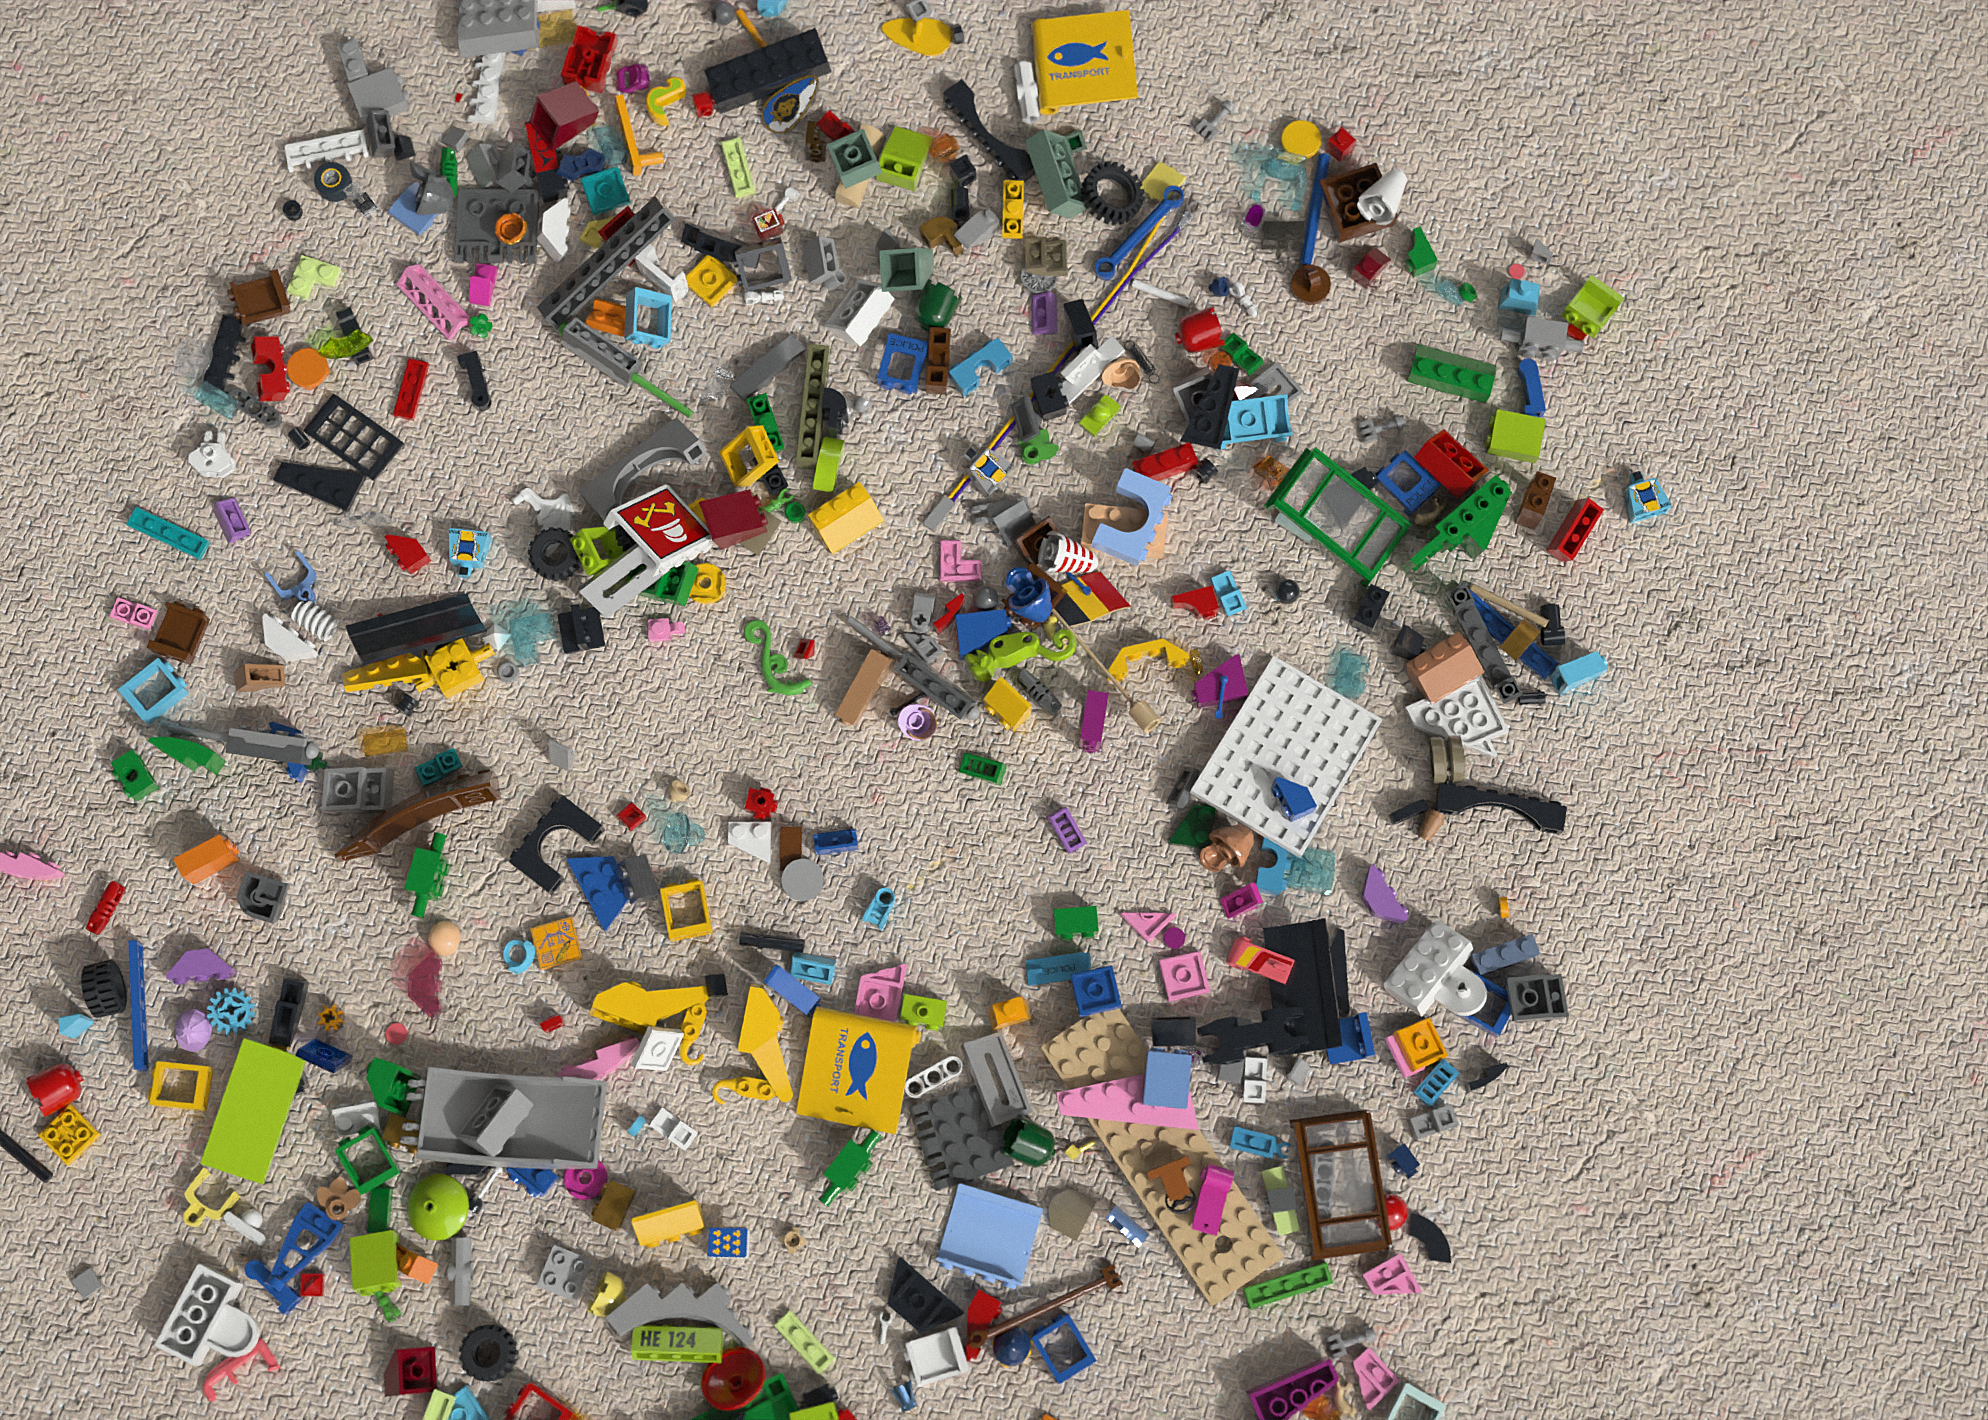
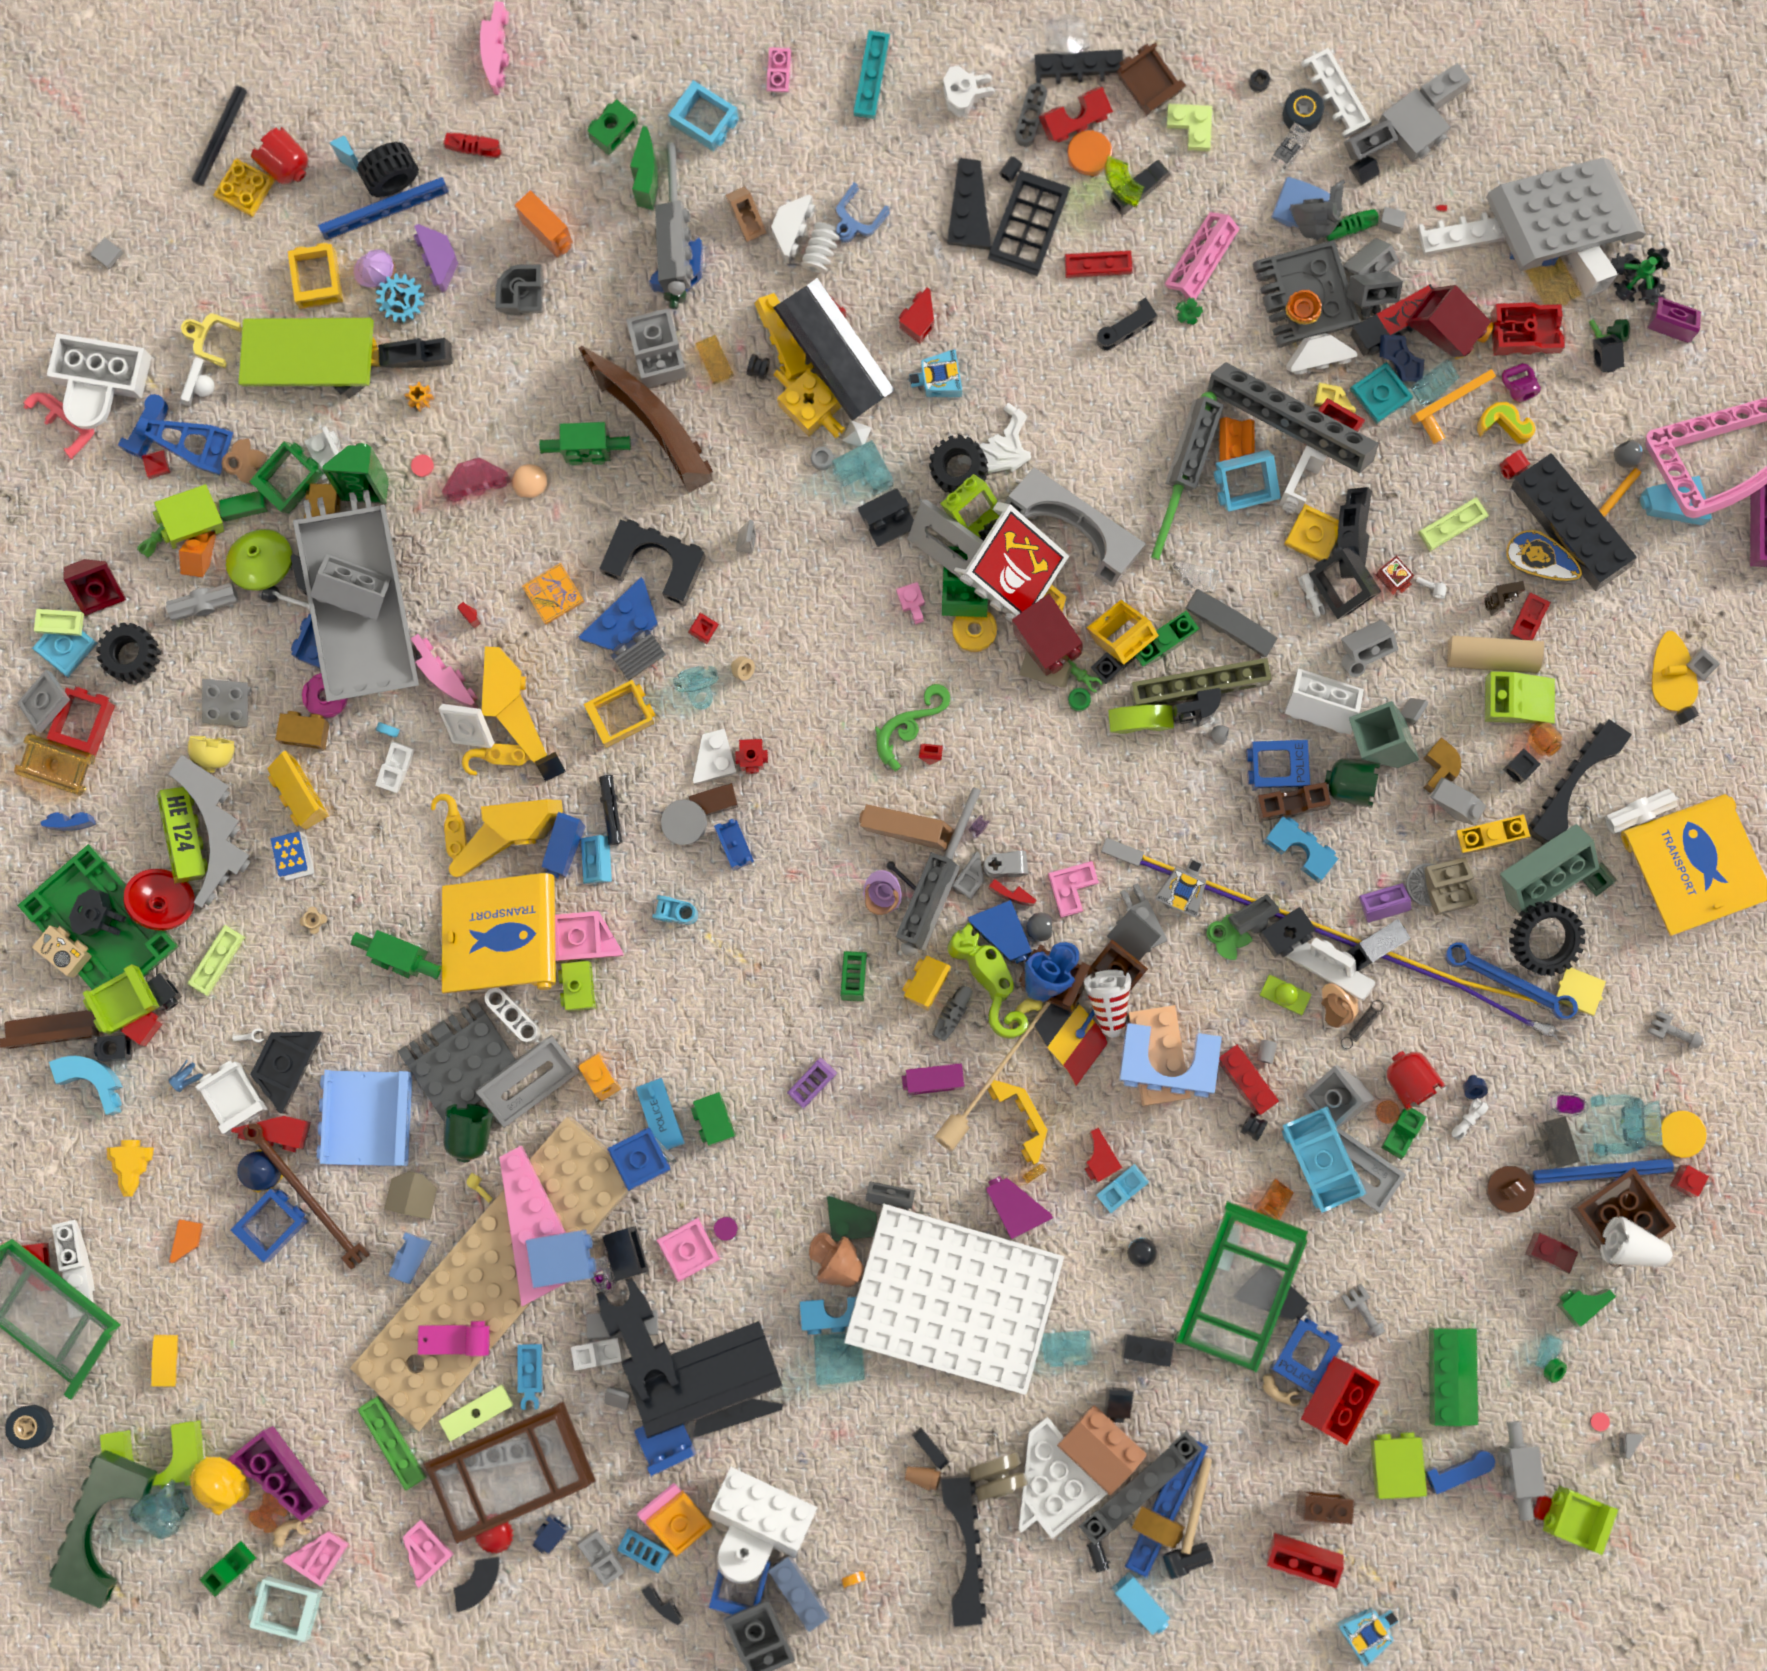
camera: 80 degrees right, 5 degrees up
(180, 633) = (770, 121): reddish brown panel -> none
(217, 400) = (1026, 74): clear light blue slope -> none
(231, 520) = (905, 132): medium lavender slope -> none
(324, 1055) = (377, 401): clear blue tile -> none
(438, 768) = (702, 419): teal slope -> none
(482, 284) = (1236, 299): dark pink slope -> none
(529, 951) = (534, 570): medium azure piece -> none
(845, 518) = (1087, 754): yellow slope -> none
(854, 158) = (1494, 643): sand green brick -> none
(960, 205) = (1481, 775): black piece -> none
(1148, 923) = (734, 1196): bright pink tile -> none
(1161, 293) = (1448, 1024): white bar -> none
(1174, 1184) = (459, 1294): dark orange piece -> none
(1211, 416) = (1317, 1117): black wing -> none
(1218, 714) = (979, 1211): blue hinge -> none
(1241, 901) = (783, 1290): dark pink slope -> none
(1243, 390) = (1358, 1138): slope -> none
(1259, 960) = (722, 1326): coral door -> none
(1279, 1200) = (472, 1412): dark grey brick -> none
(1295, 798) = (904, 1318): blue slope -> none
(1341, 1344) = (361, 1541): light grey hinge -> none
(1381, 899) = (827, 1442): medium lavender slope -> none
(1468, 525) = (1276, 1437): green wedge -> none
(1520, 297) = (1566, 1433): medium azure torso -> none

